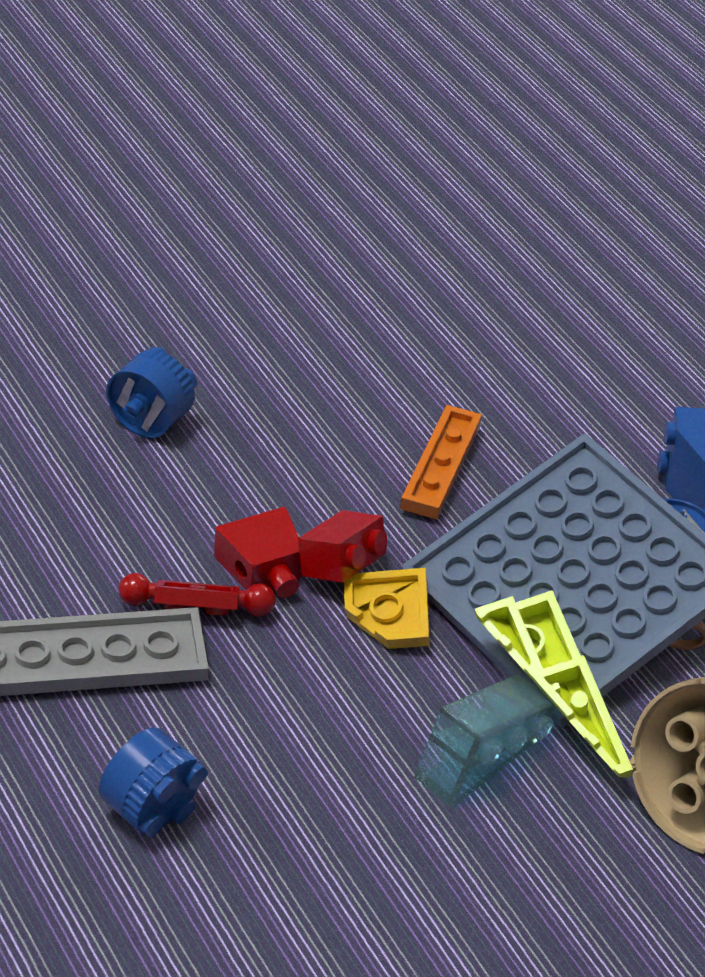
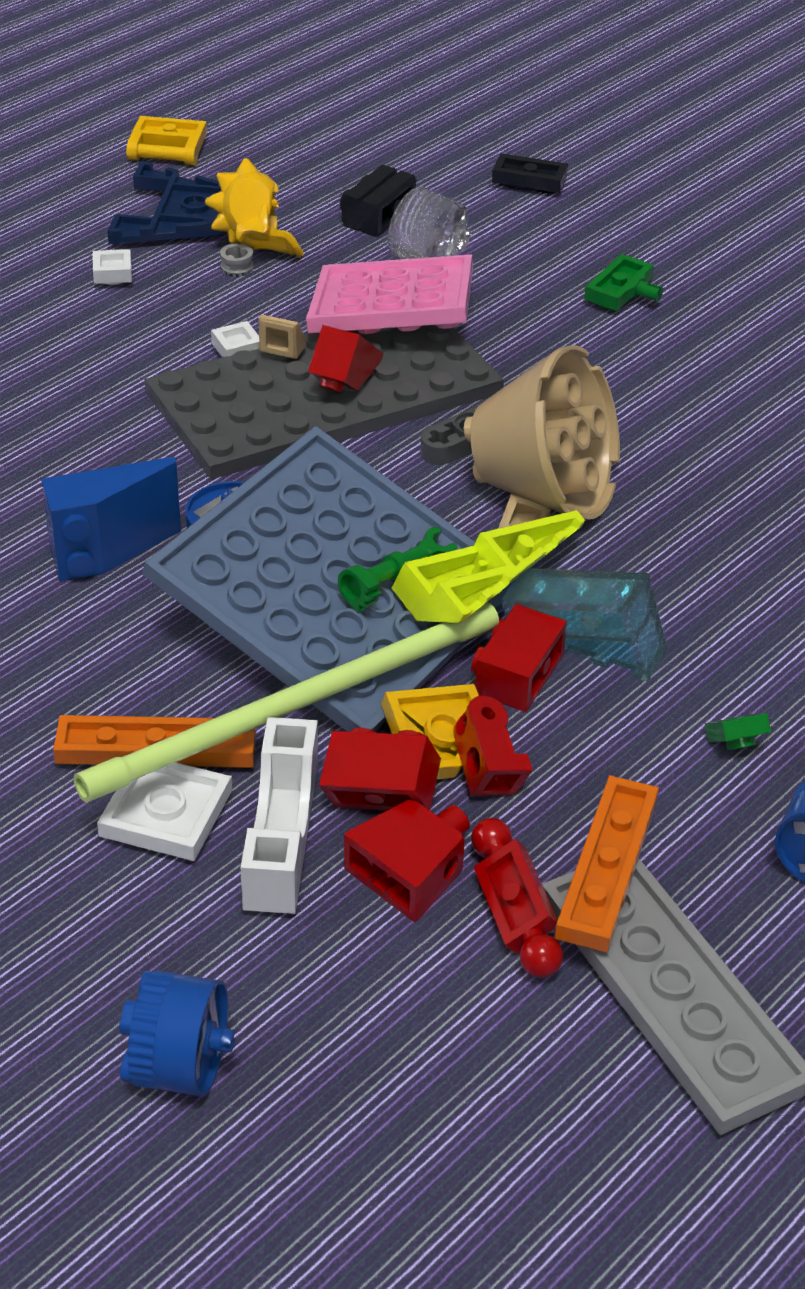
camera: 105 degrees left, 0 degrees up
(190, 634) = (607, 864): none -> orange plate
(284, 478) = (278, 841): none -> white arch
(314, 792) = (738, 731): none -> green plate
(346, 614) = (488, 751): none -> red leg
(372, 451) = (167, 810): none -> white plate
(448, 672) = (519, 657): none -> red brick
(468, 588) = (120, 771): none -> yellowish green piece
(543, 566) = (361, 586): none -> green piece

